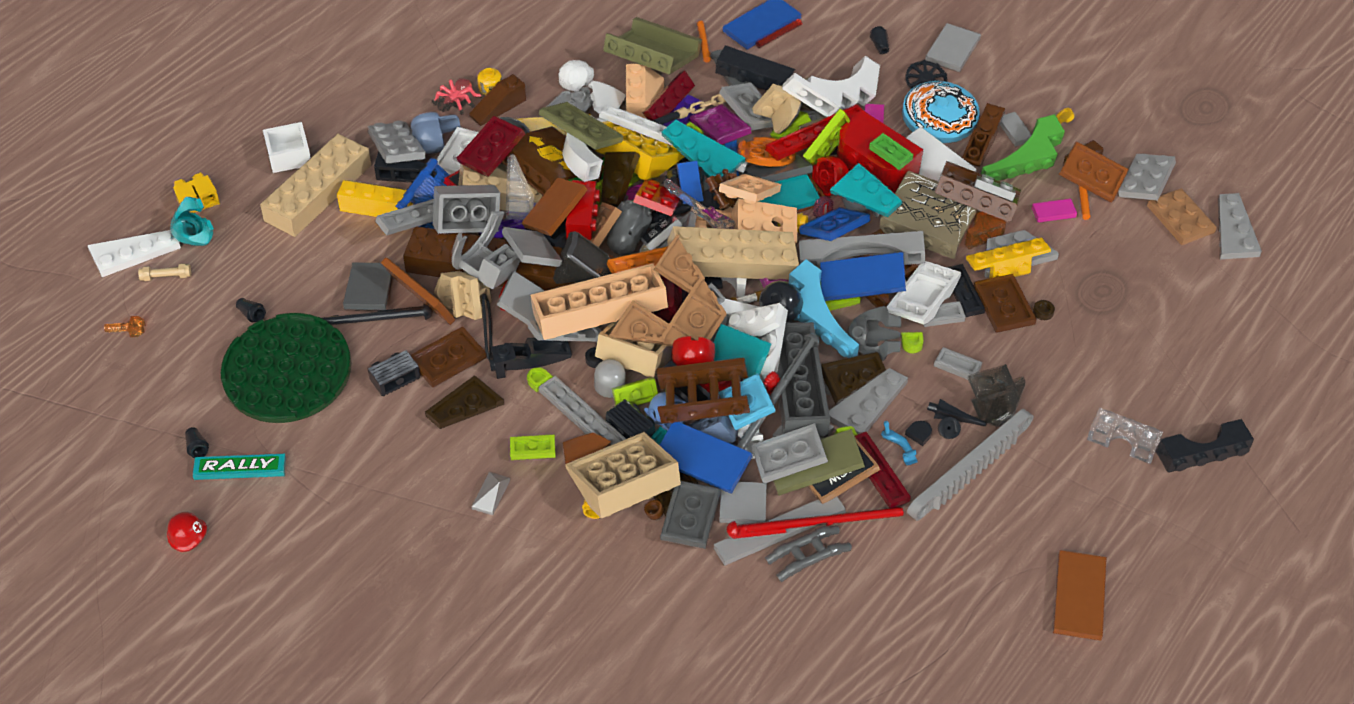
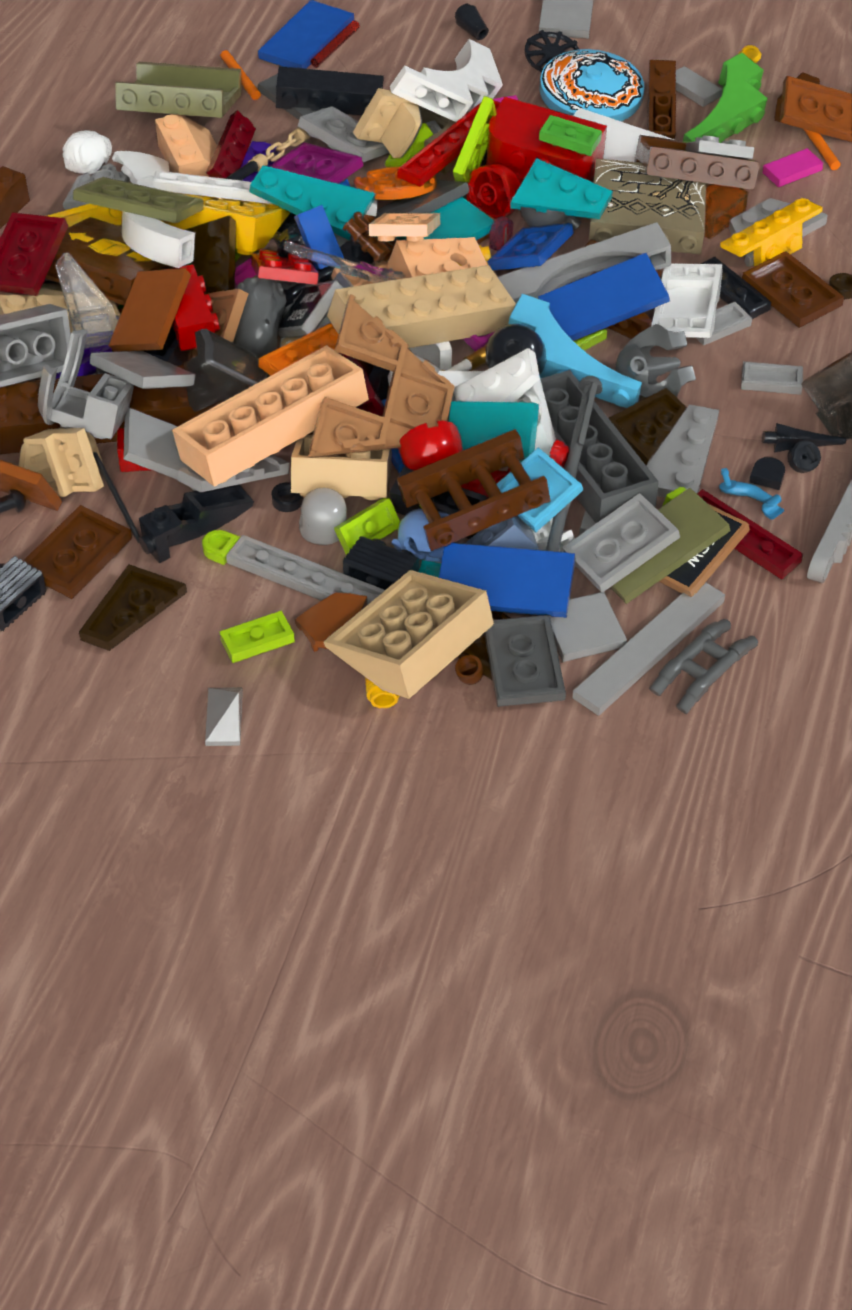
camera: 20 degrees left, 0 degrees up
(778, 527) = (602, 662): red bar -> none
(912, 341) = (702, 364): lime tile -> none

